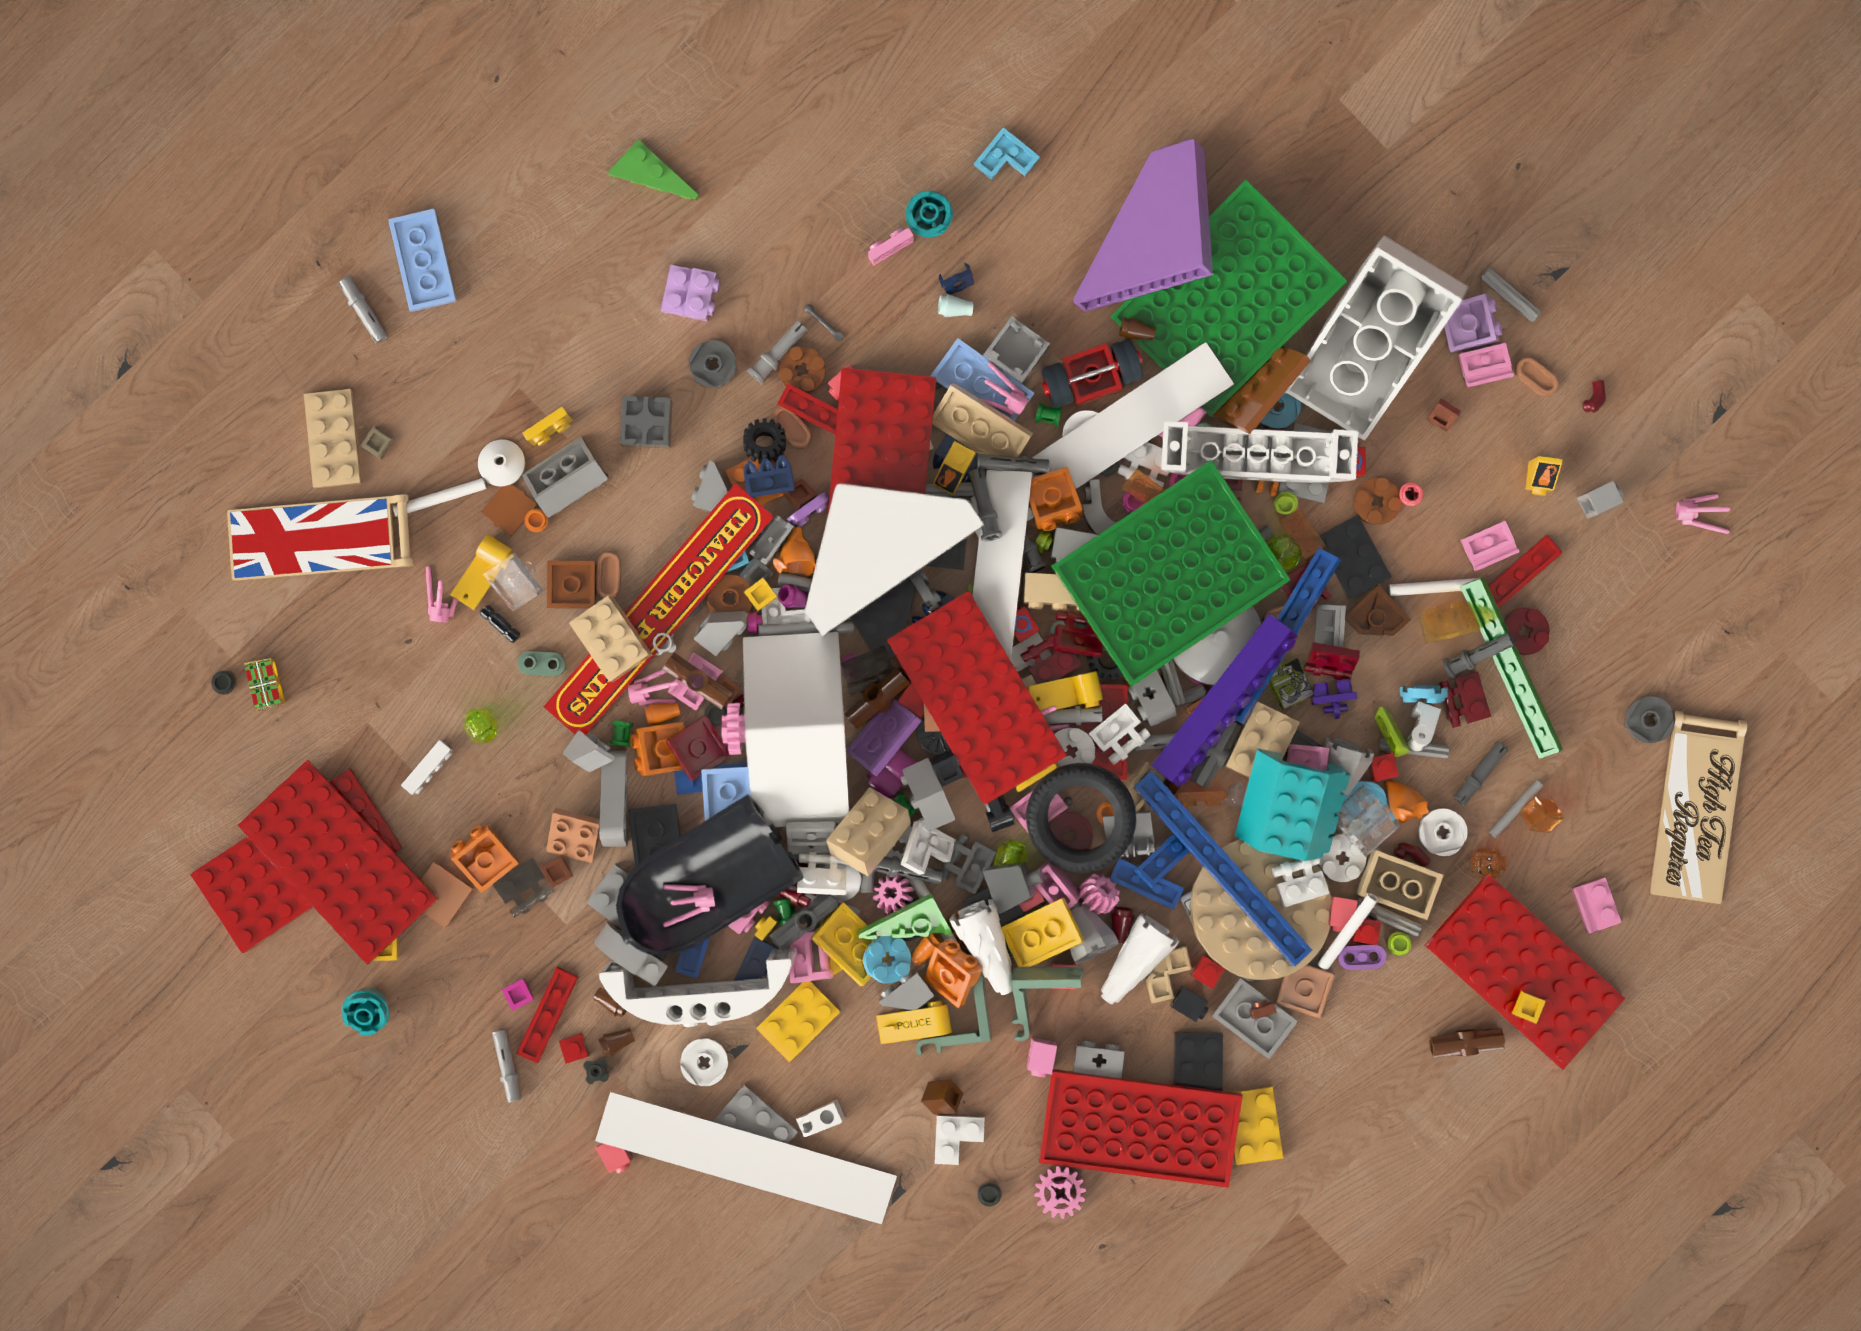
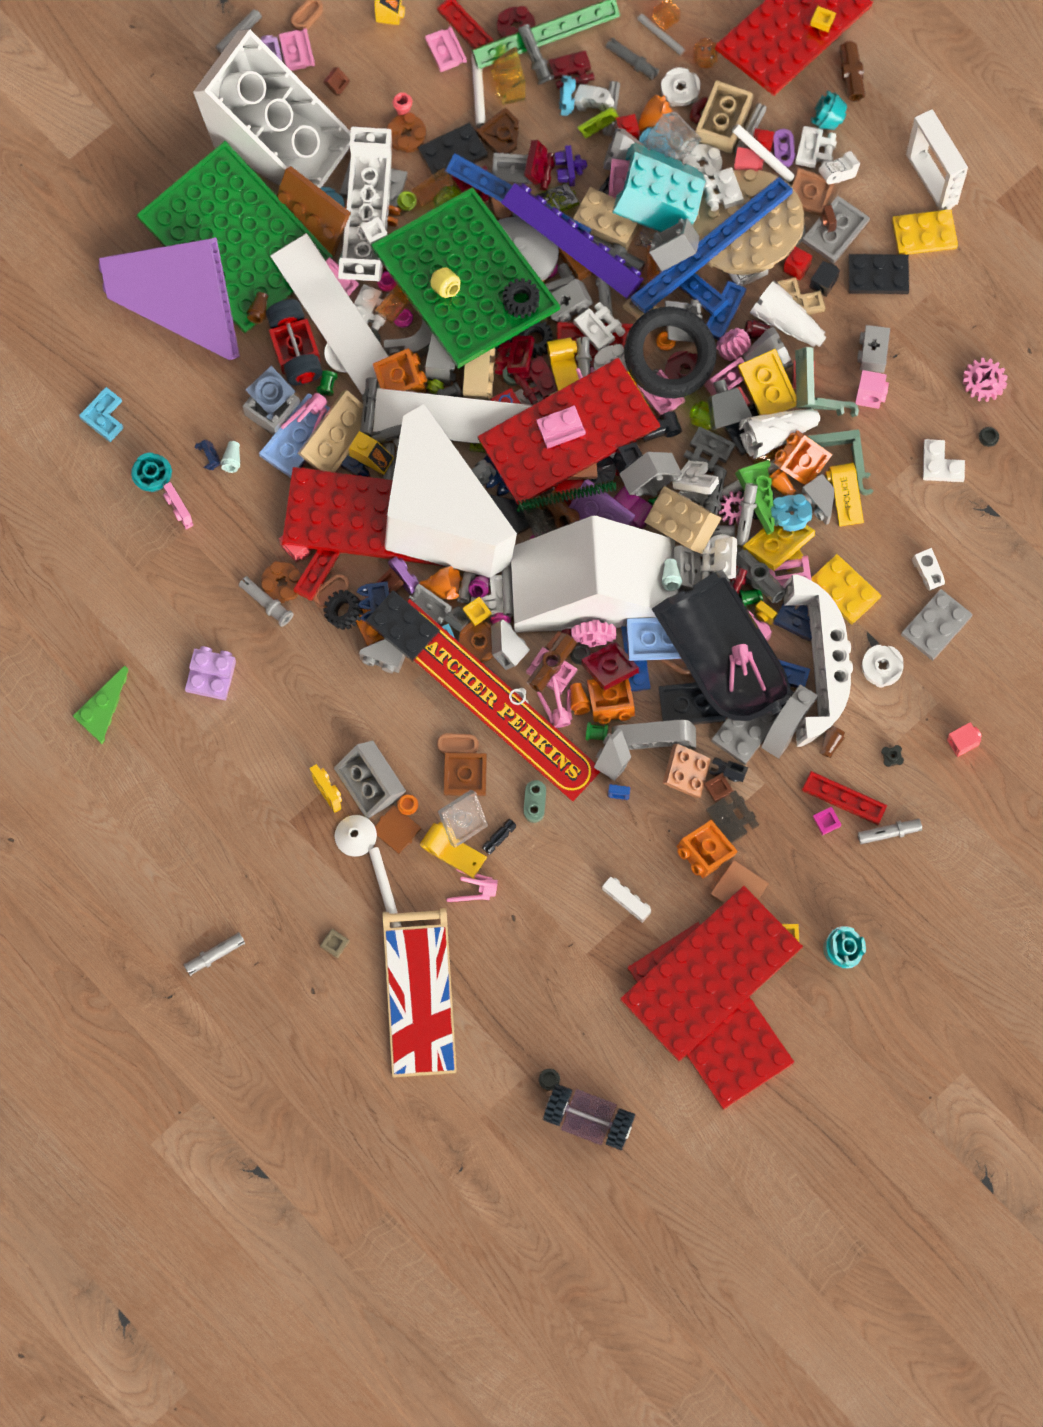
camera: 90 degrees left, 15 degrees down
(176, 726) = (588, 1117): none -> plate
(264, 683) = (551, 1040): piece -> none
(332, 438) = (329, 982): tan plate -> none
(422, 260) = (171, 901): light blue plate -> none
(480, 726) = (589, 851): clear neon green head -> none
(550, 758) = (619, 792): none -> blue tile
(574, 1048) = (873, 775): red plate -> none
(577, 887) = (733, 771): none -> black plate
(610, 638) = (514, 735): tan brick -> none
(615, 1041) = (867, 740): reddish brown cone -> none
(646, 422) = (323, 708): dark grey piece -> none
(708, 351) = (271, 644): dark grey plate -> none
(738, 509) = (402, 626): none -> black plate
(745, 1158) = (964, 630): white sticker -> none
(794, 817) = (671, 577): none -> light aqua cone
(838, 336) = (252, 554): dark grey hinge -> none
(887, 908) = (748, 505): none -> light grey pin
(896, 714) = (566, 495): none -> dark green piece
(942, 1097) = (907, 472): reddish brown panel -> none
(976, 688) = (560, 427): none -> bright pink plate
(1028, 347) = (270, 391): none -> sand blue hat
(1140, 1128) = (929, 315): red plate -> none
(1151, 645) = (521, 308): none -> black tyre
(1155, 548) = (445, 282): none -> light yellow head
(1219, 823) = (674, 244): none -> light grey container
(1229, 463) = (374, 230): none -> white plate
(1332, 1024) = (840, 169): none -> white leg
(1333, 1142) = (929, 131): none -> white window
(1362, 988) = (809, 147): none -> white plate
(1399, 943) = (772, 121): lime plate -> none
(1407, 1013) = (829, 111): none -> teal cone

